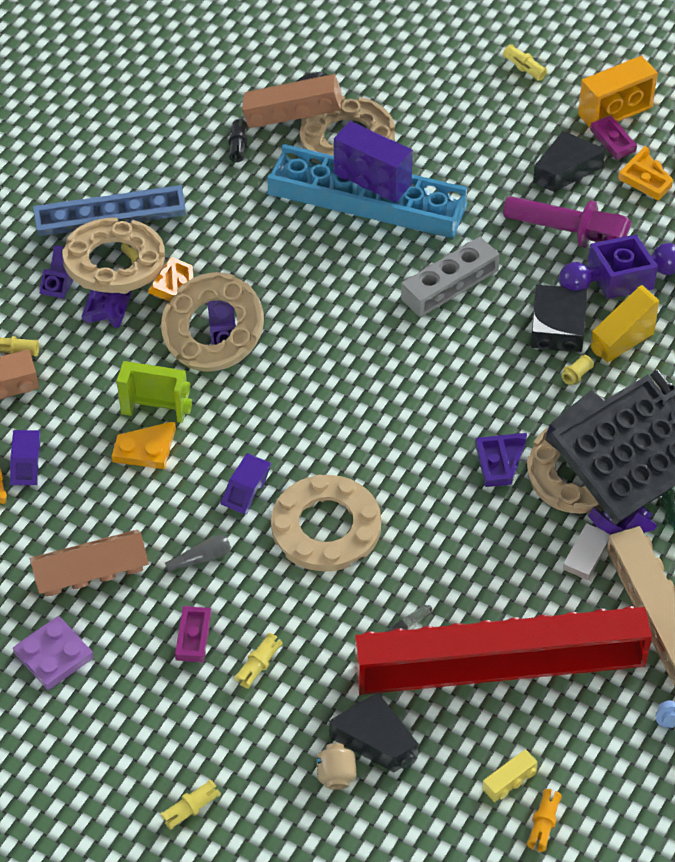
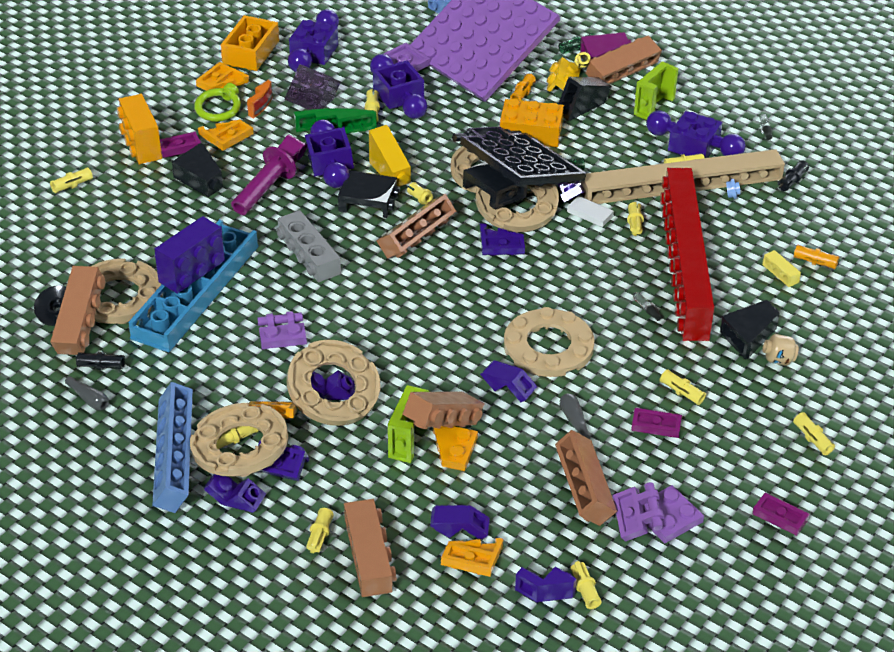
camera: 85 degrees left, 10 degrees down
(40, 614) = (630, 512): none -> medium lavender plate
(52, 764) = (780, 514): none -> magenta plate
(161, 412) = (443, 409): none -> nougat brick
(187, 144) = (90, 395): none -> dark grey piece
(302, 279) = (282, 335): none -> medium lavender plate
(500, 368) = (416, 226): none -> nougat brick
(577, 600) = (635, 218): none -> light yellow axle

